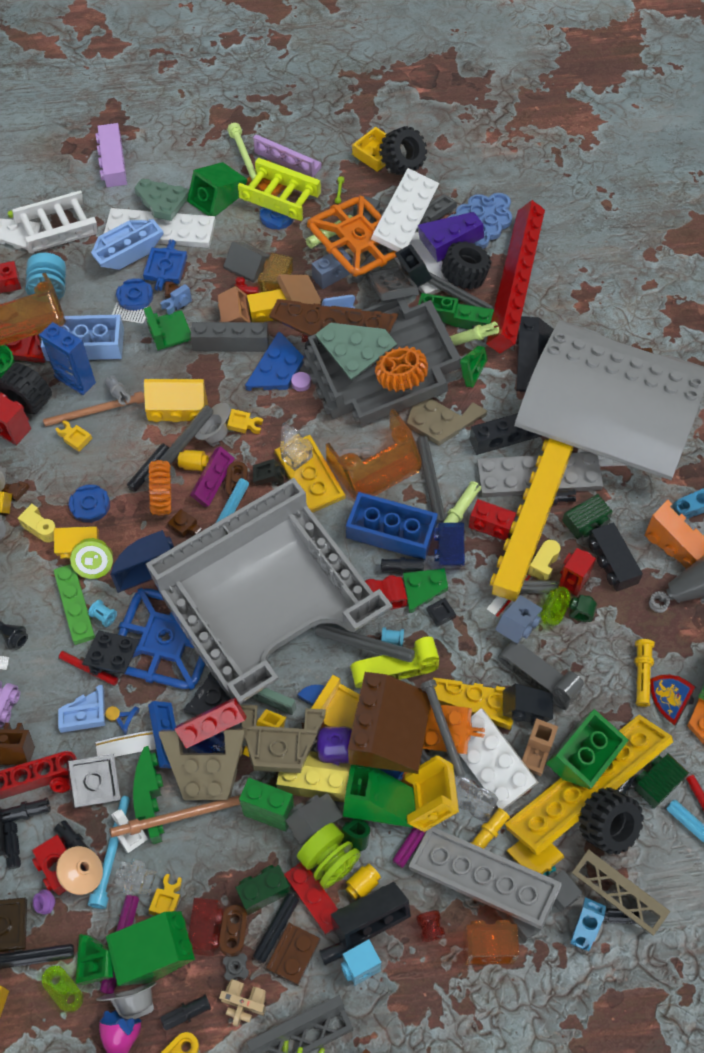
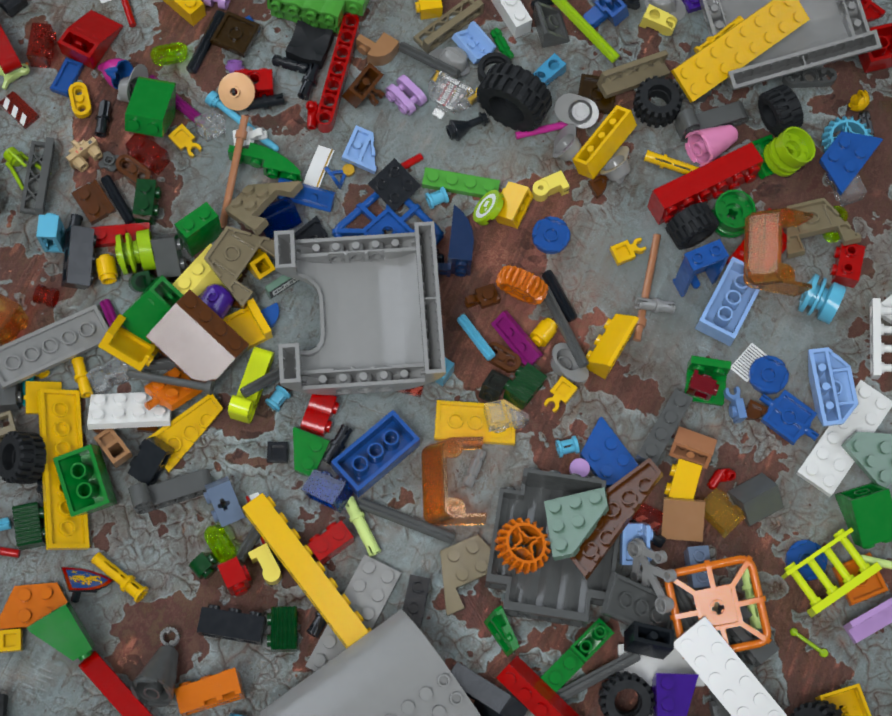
camera: 115 degrees right, 10 degrees up
(93, 781) = (298, 129): hinge -> none
(93, 961) = (173, 74): green wing -> none
(175, 325) = (702, 386): none -> dark red brick
(210, 723) = (277, 212): plate -> none
(254, 447) = (524, 386): none -> dark green brick
(288, 396) = (561, 444): none -> medium azure bush
(378, 266) = (639, 553): none -> light grey plant
(478, 333) = (530, 649): yellowish green pin -> none

